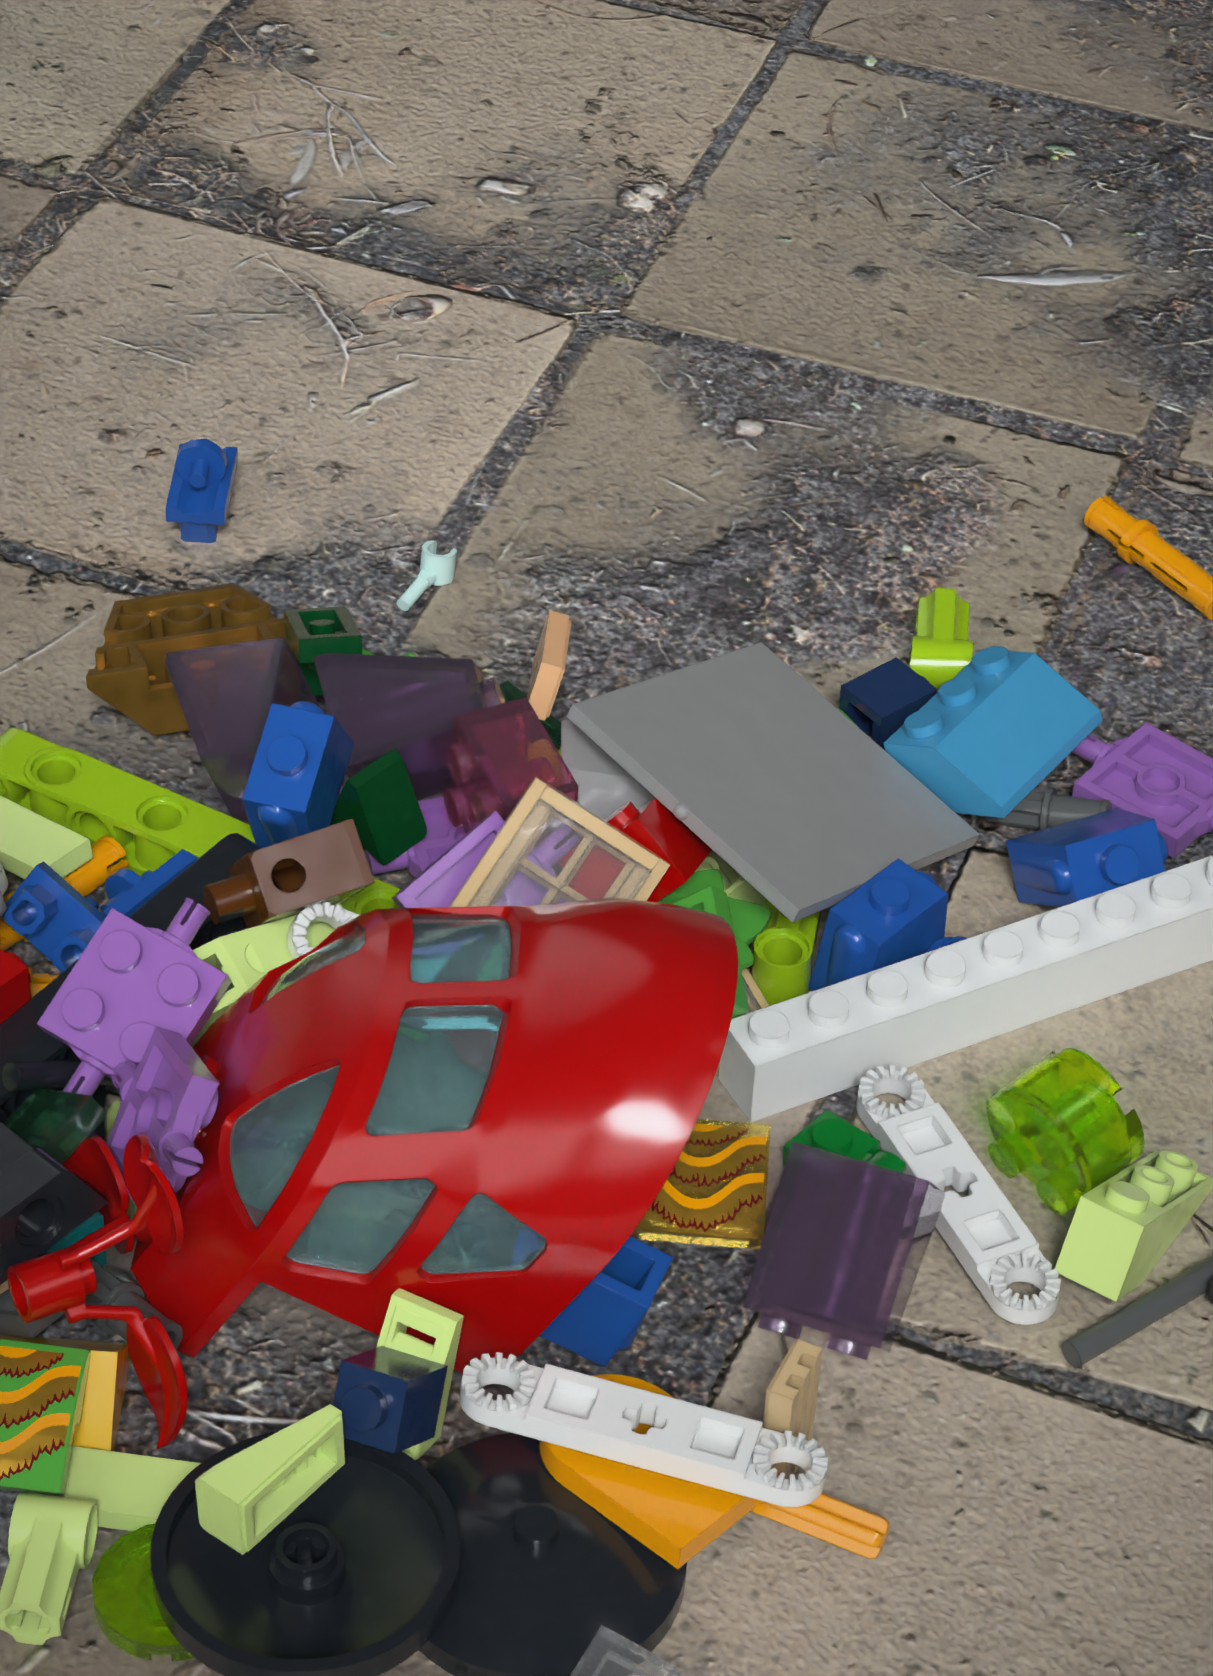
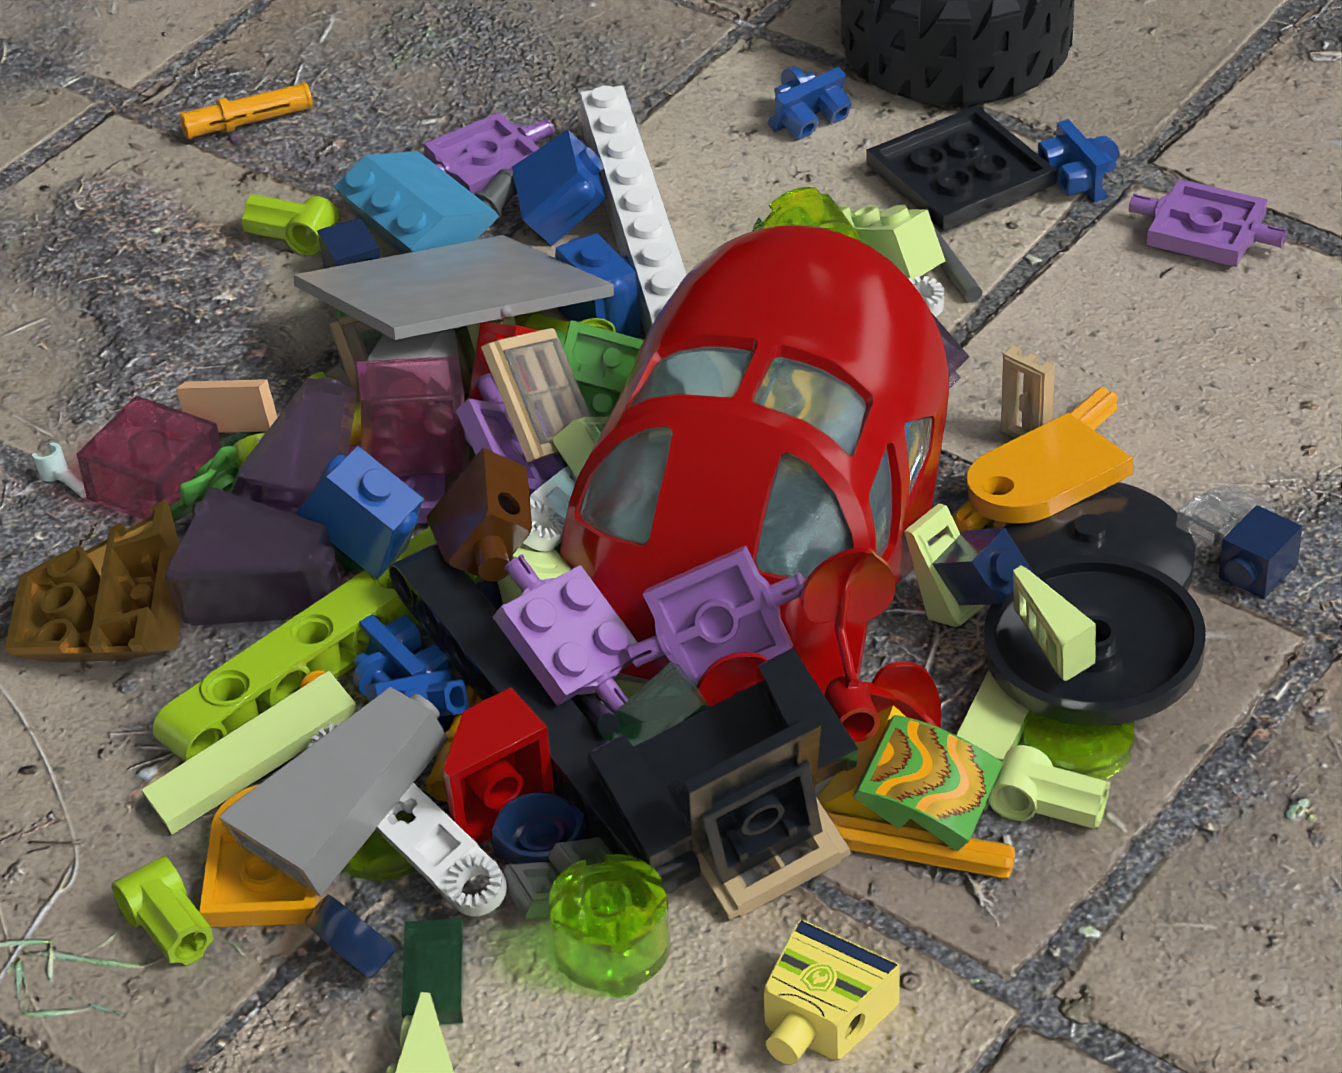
camera: 70 degrees left, 0 degrees up
(319, 632) = (177, 492): dark green slope -> none
(445, 614) = (145, 456): none -> clear pink brick
(683, 1439) = (1038, 452): white piece -> none

